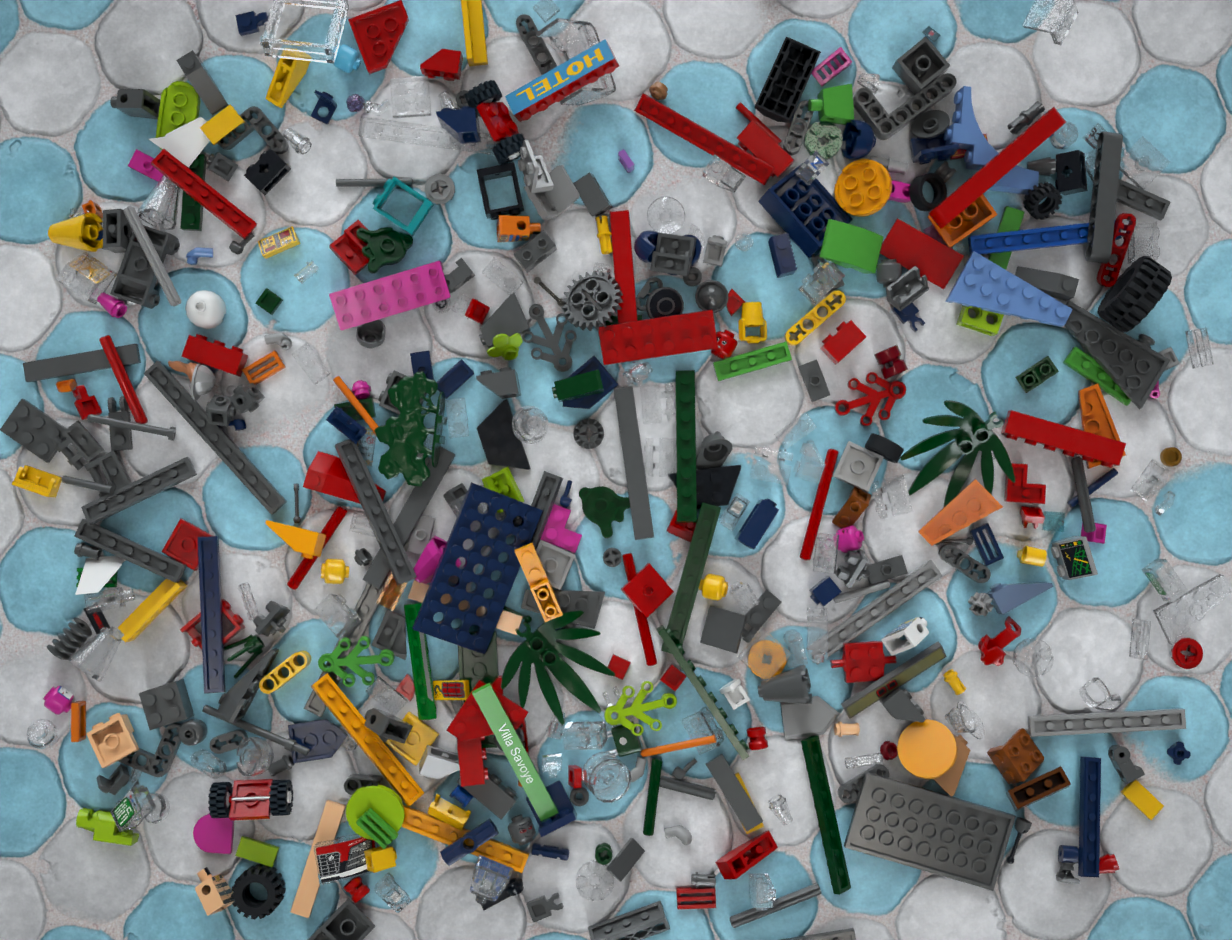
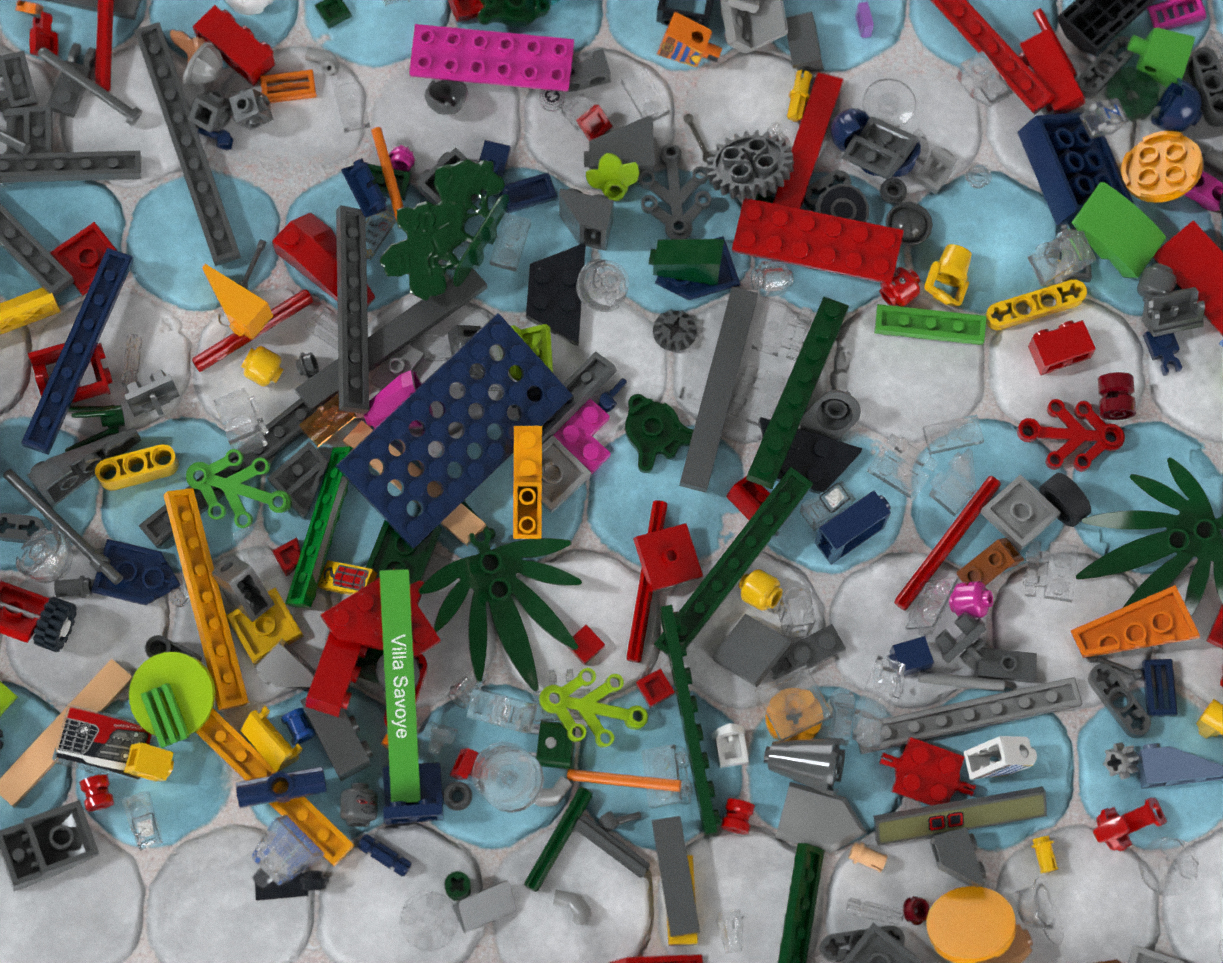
camera: 15 degrees right, 15 degrees down
(440, 510) = (435, 348): none -> clear tile
(535, 251) = (701, 80): dark grey brick -> none
(541, 908) = (337, 926): dark grey plate -> none
(587, 601) = (573, 559): dark grey wing -> none
(612, 557) = (639, 490): dark grey wheel -> none
(734, 302) = (934, 244): red tile -> none
(782, 255) = (1023, 209): dark blue brick -> none
(814, 380) = (1003, 382): dark grey plate -> none

